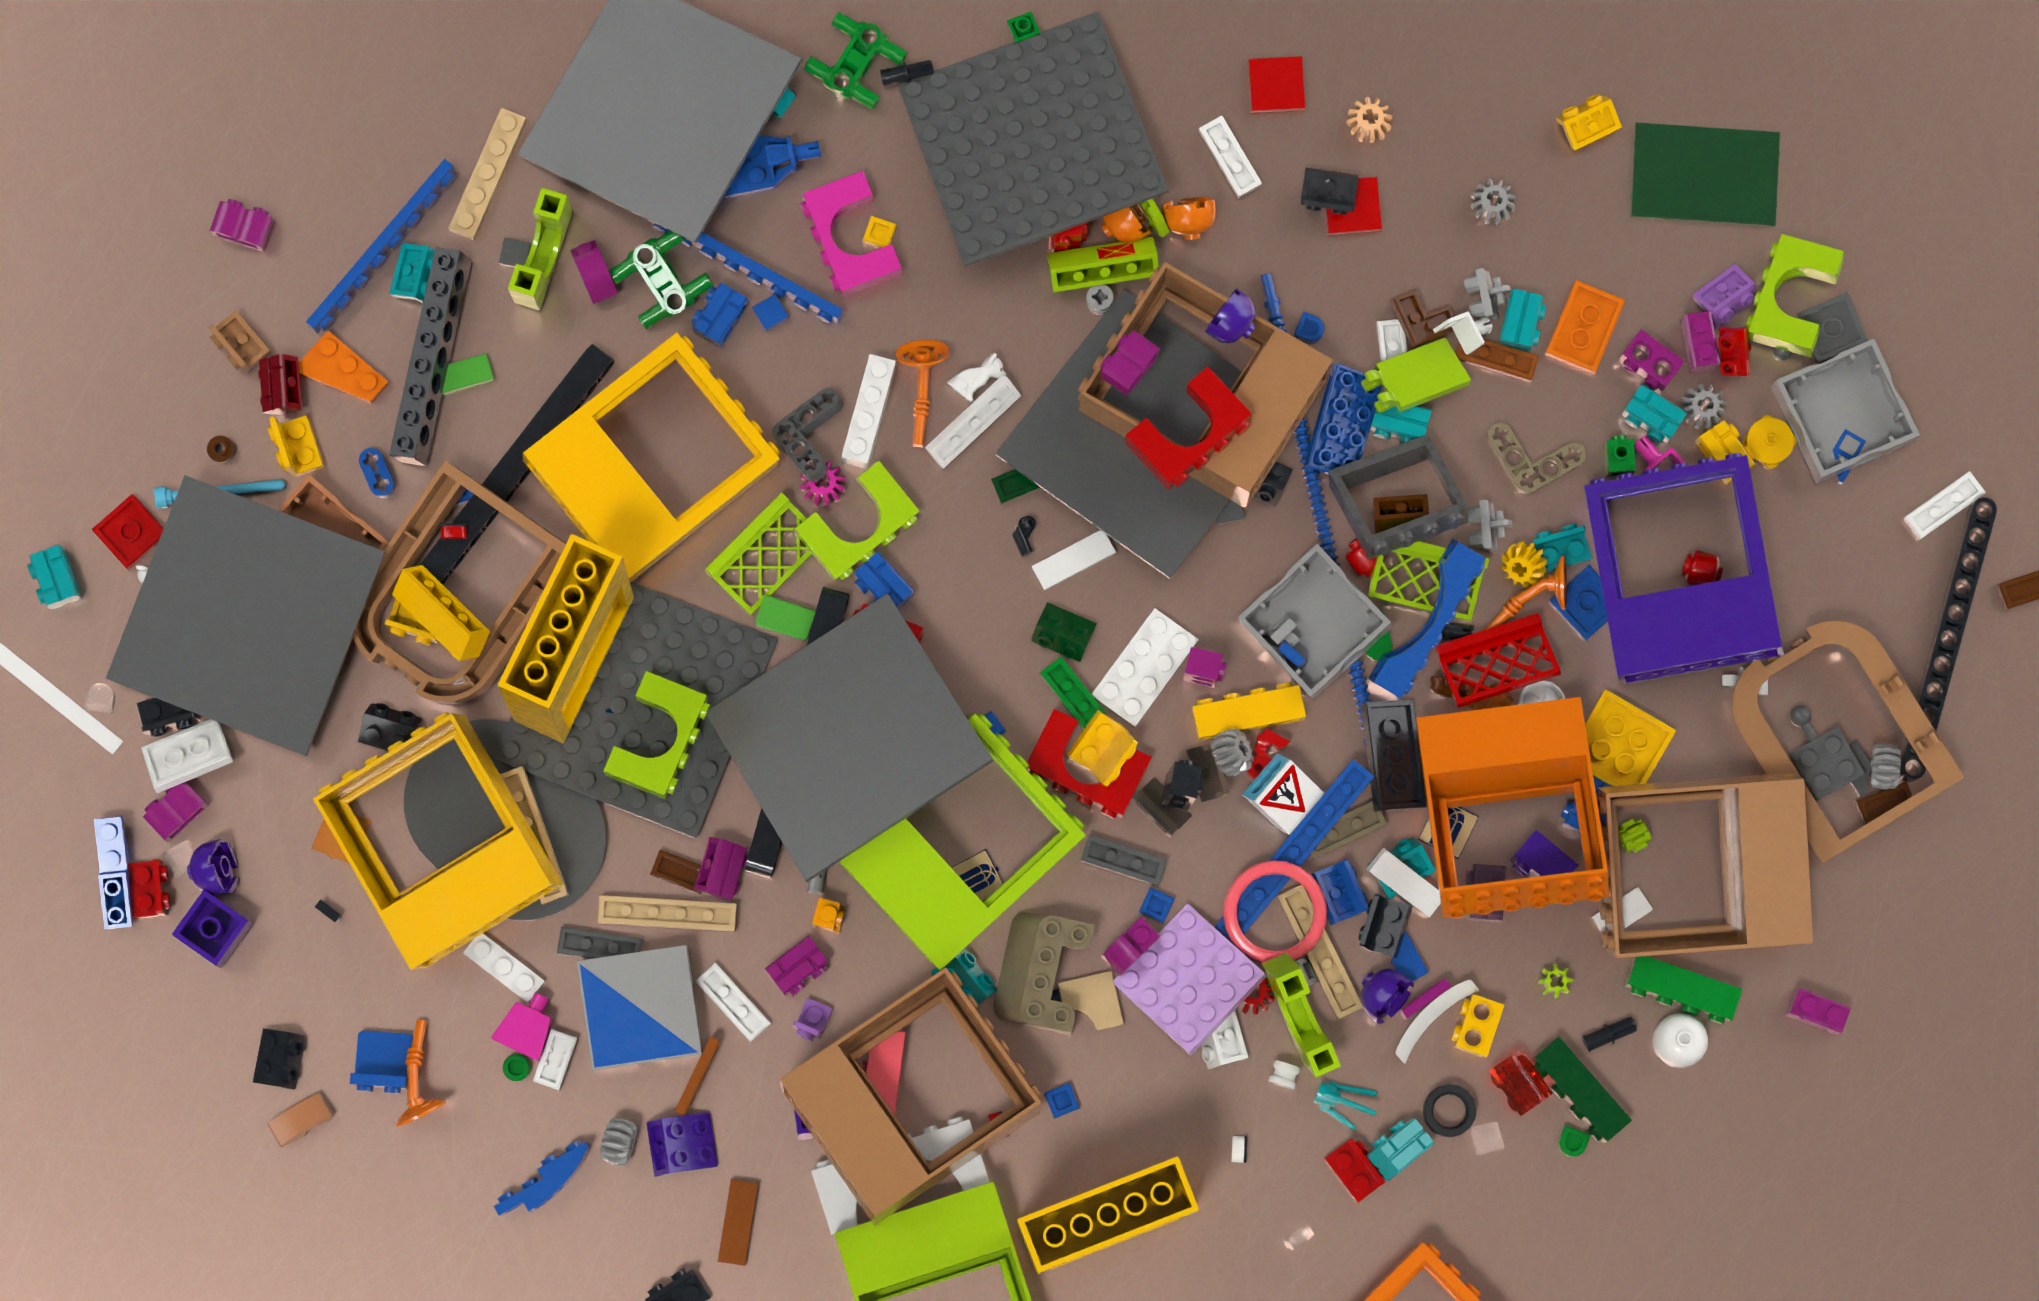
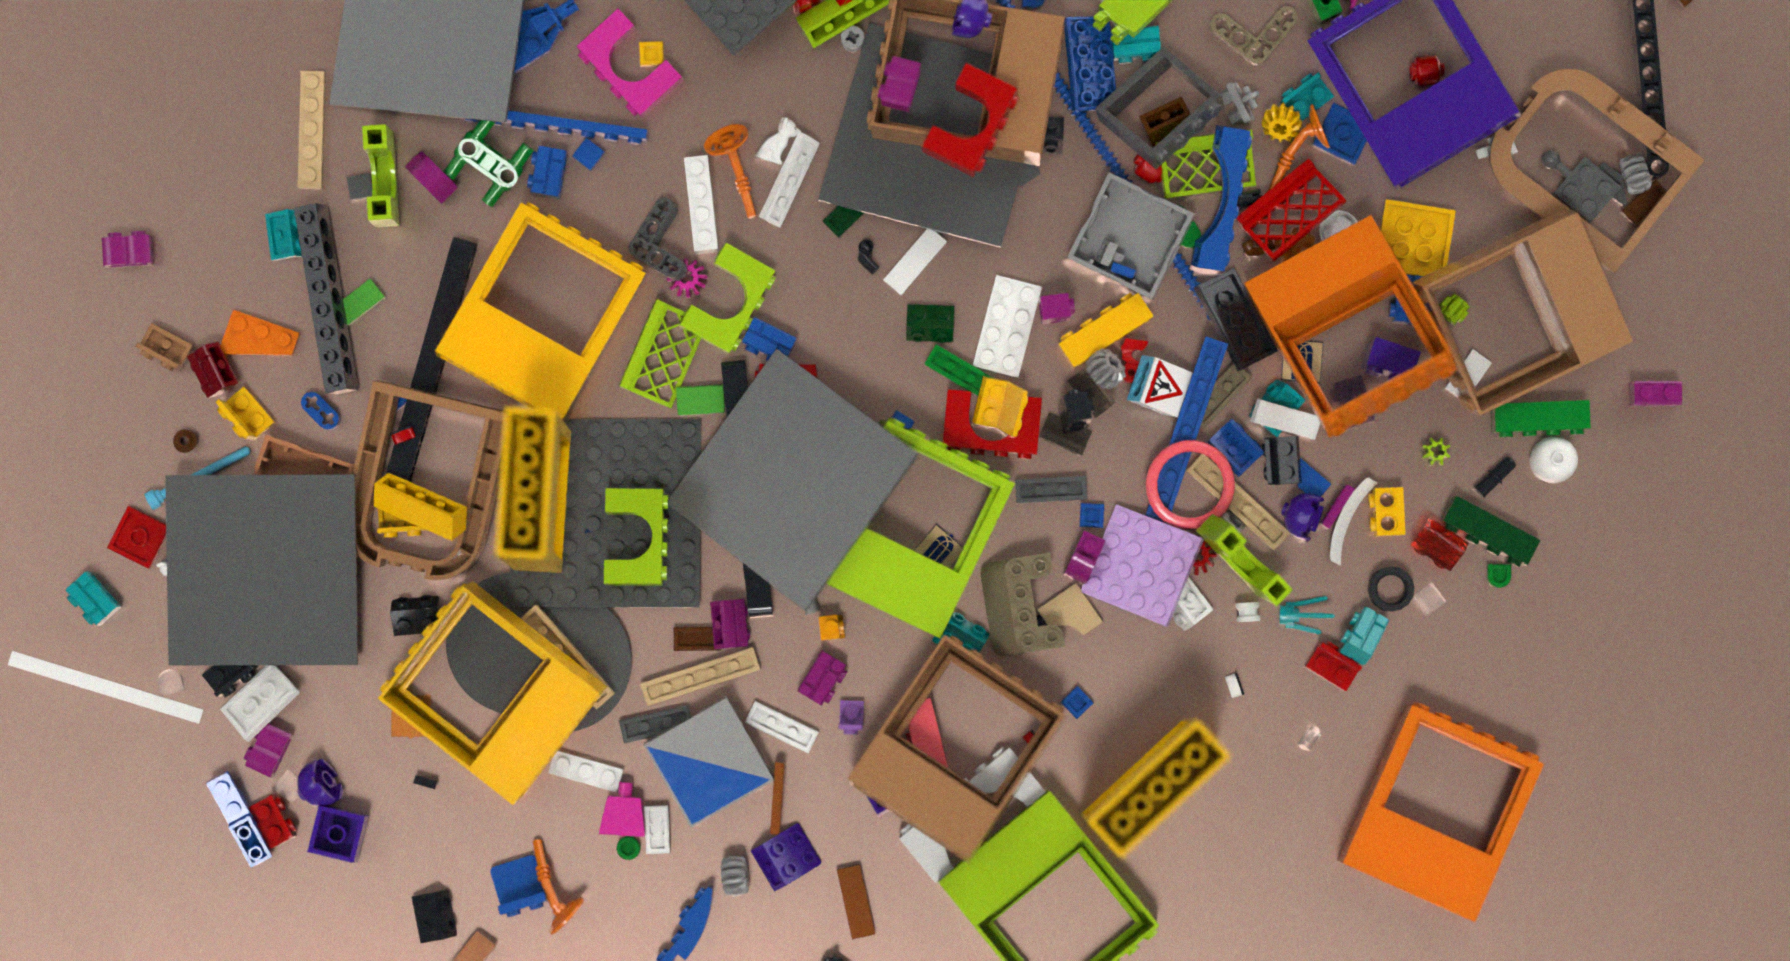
camera: 15 degrees left, 5 degrees up
(375, 254) = (253, 214): blue plate -> none

